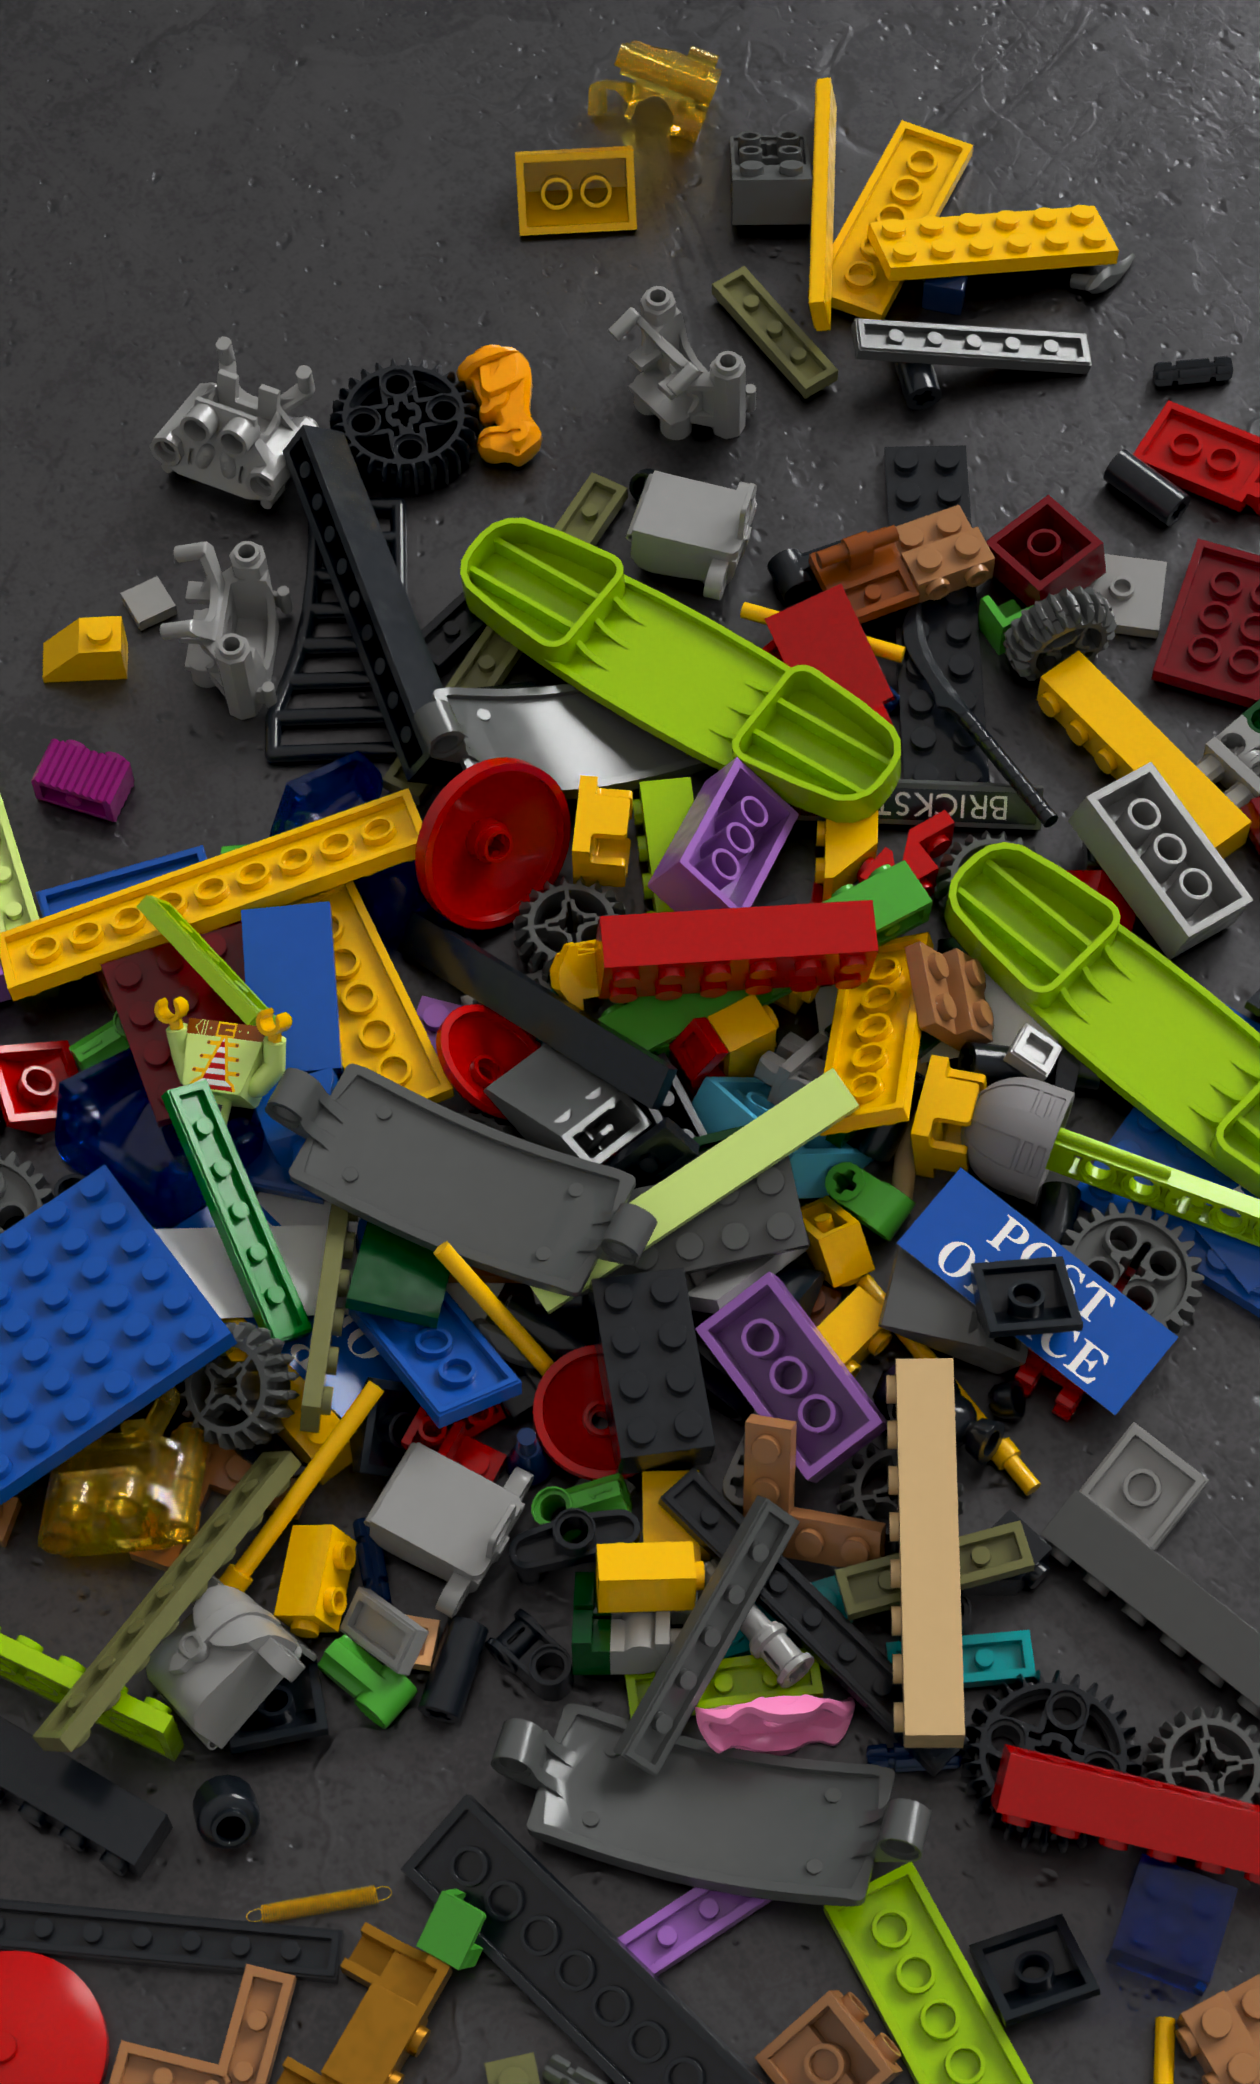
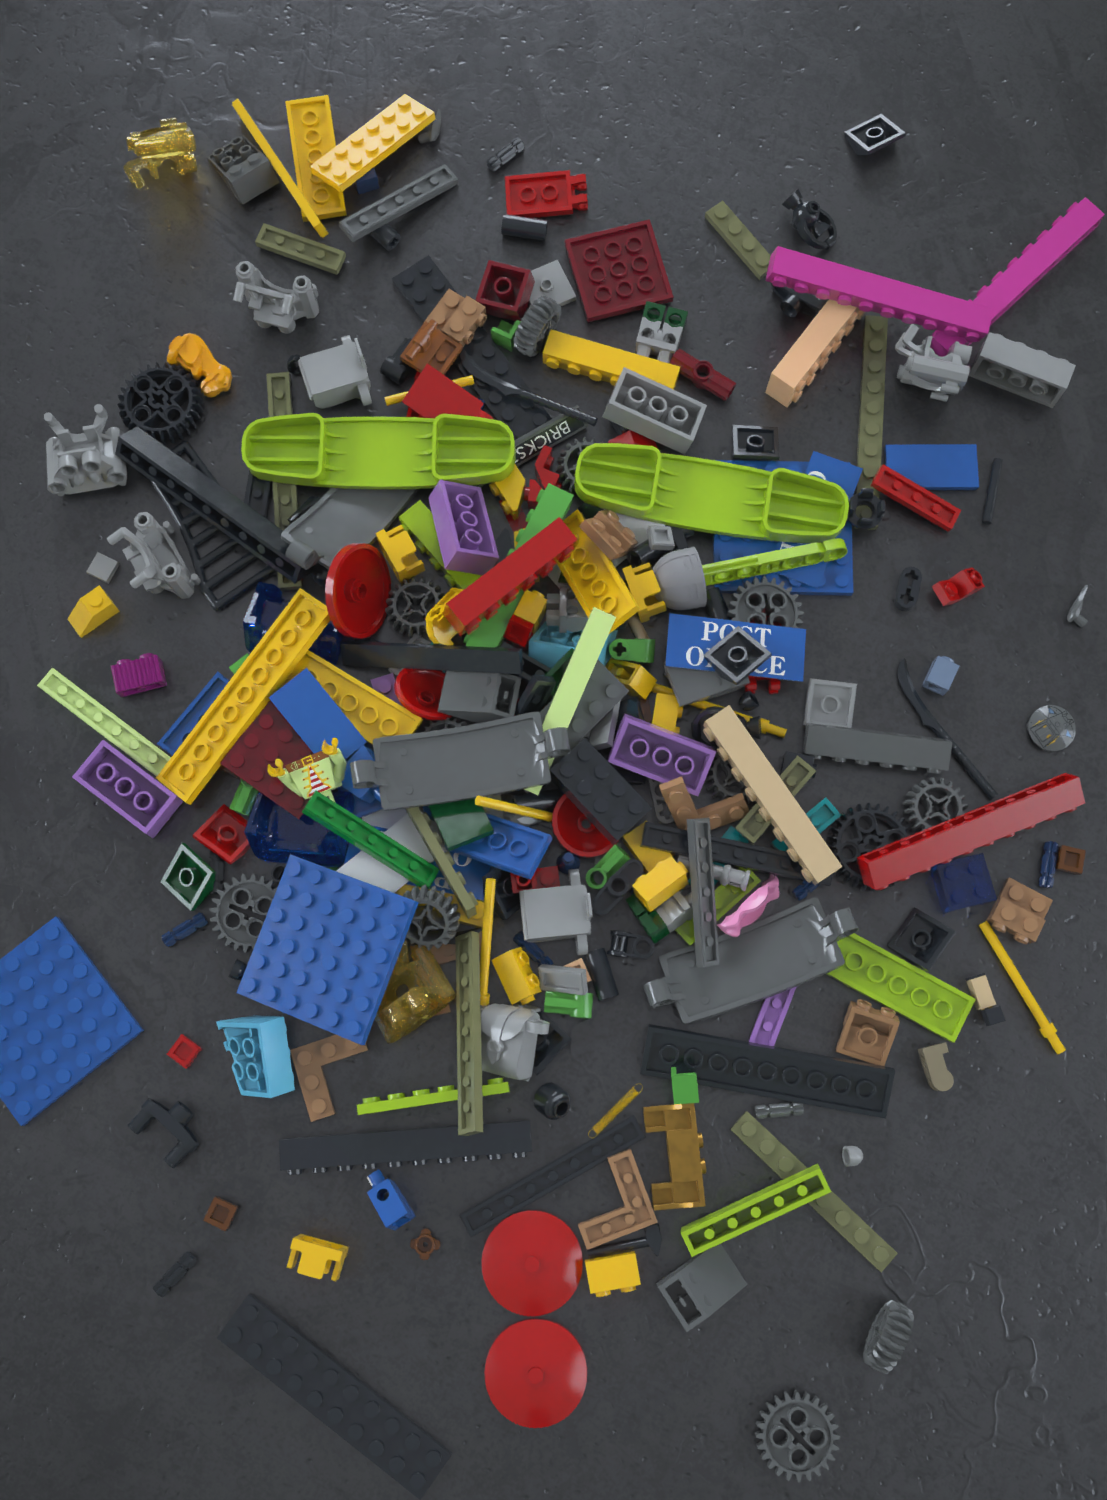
camera: 35 degrees left, 15 degrees up
(203, 958) = (273, 733): lime tile -> none
(576, 190) = (154, 230): yellow slope -> none

